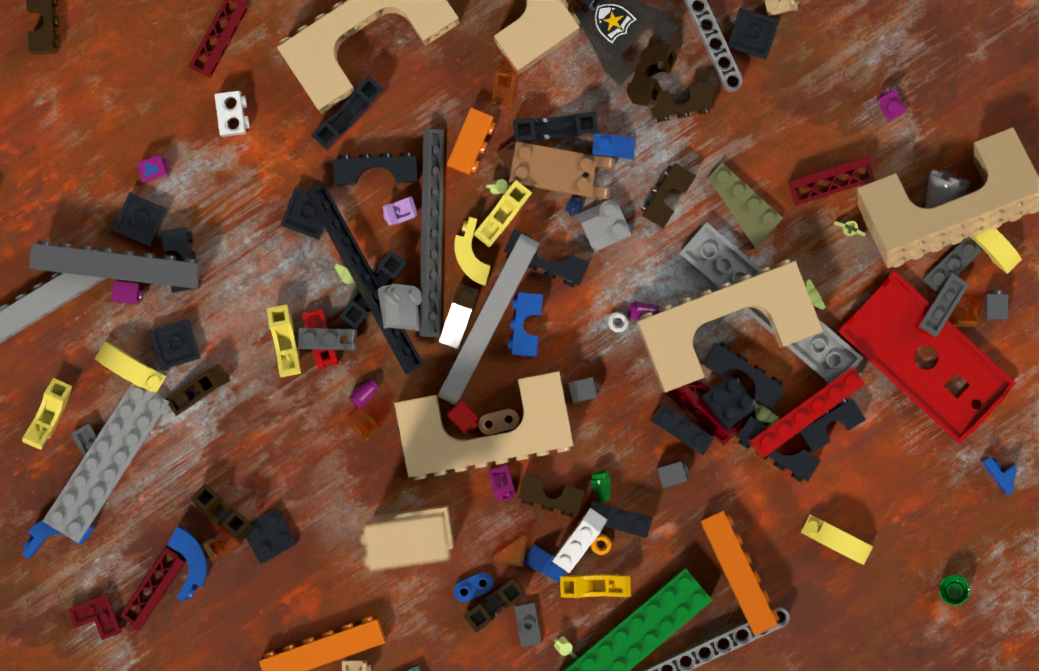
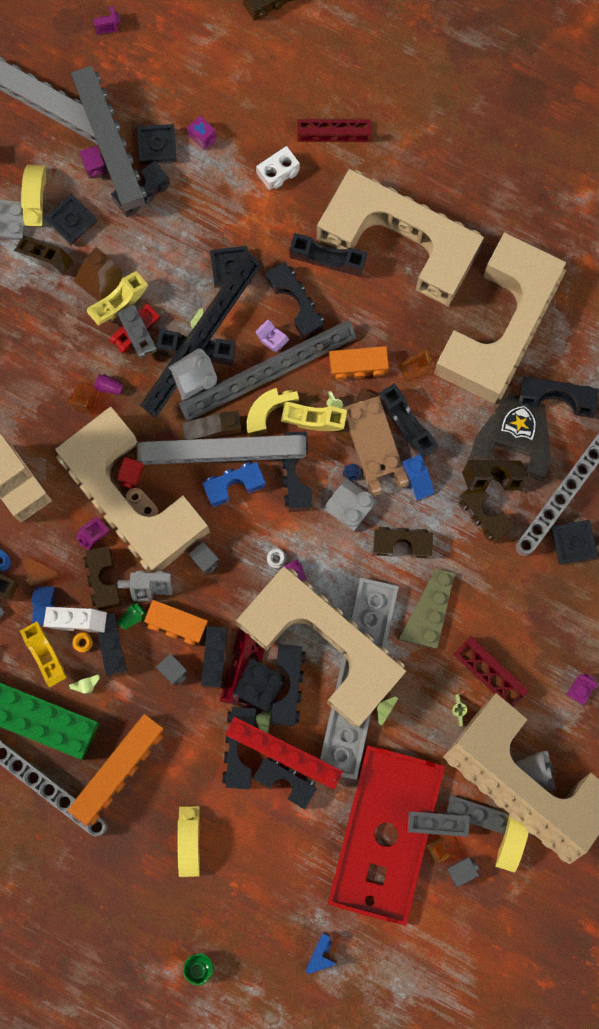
camera: 60 degrees right, 10 degrees down
(249, 346) = (99, 275): none -> reddish brown slope
(580, 460) = (145, 584): none -> light grey plate
(630, 448) = (176, 623): none -> orange brick
(643, 561) = (85, 685): none -> yellowish green piece

